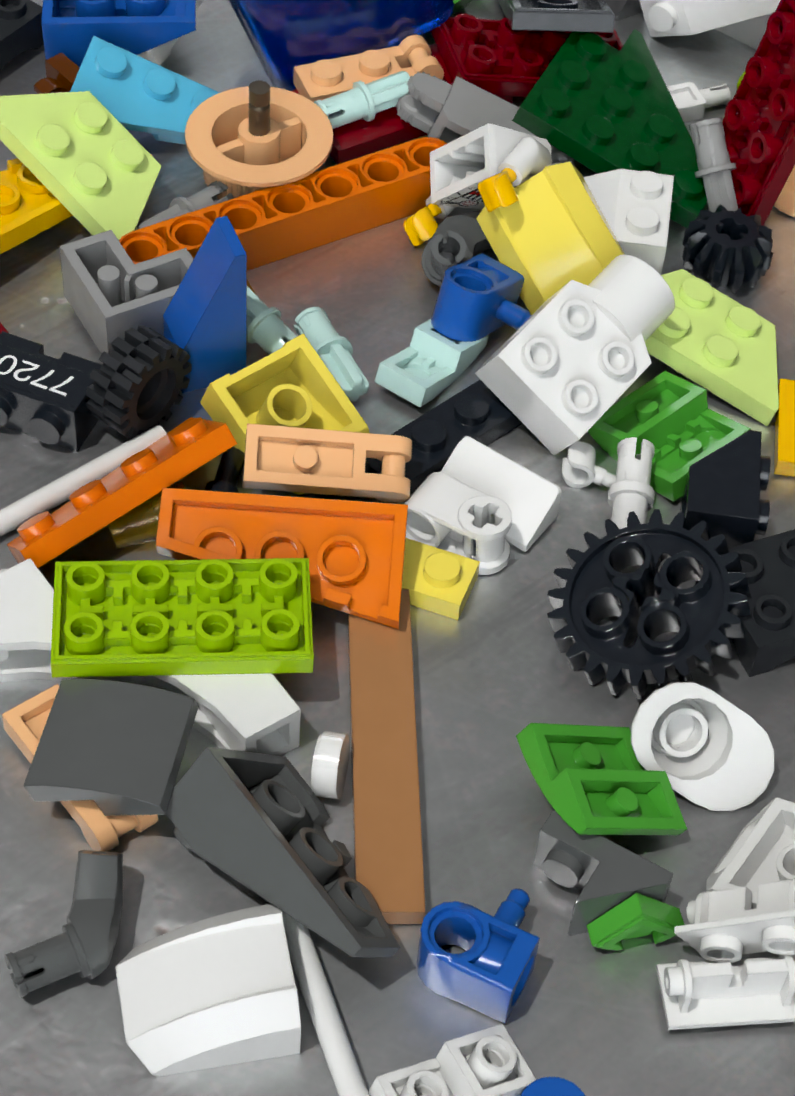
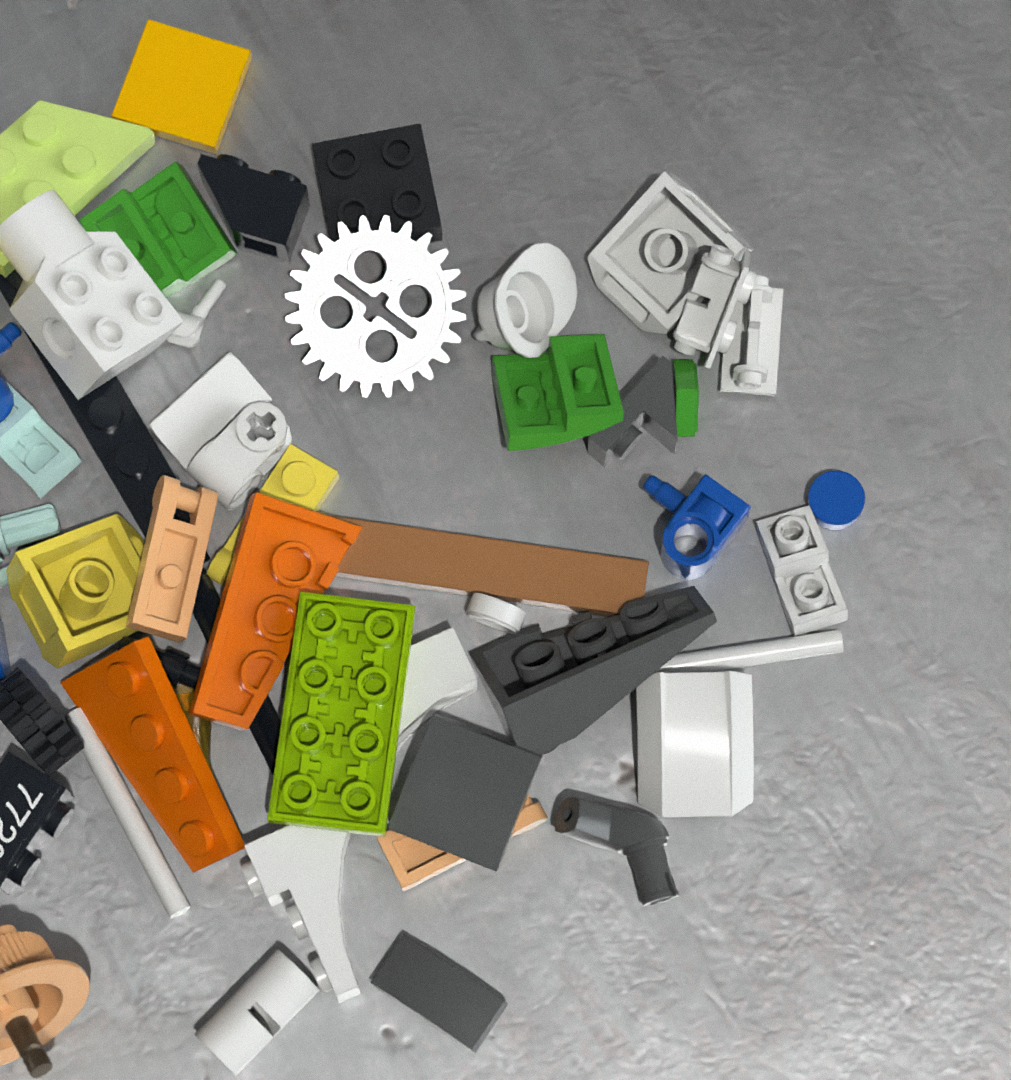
camera: 75 degrees left, 25 degrees up
(632, 482) = (237, 290): white pin -> none

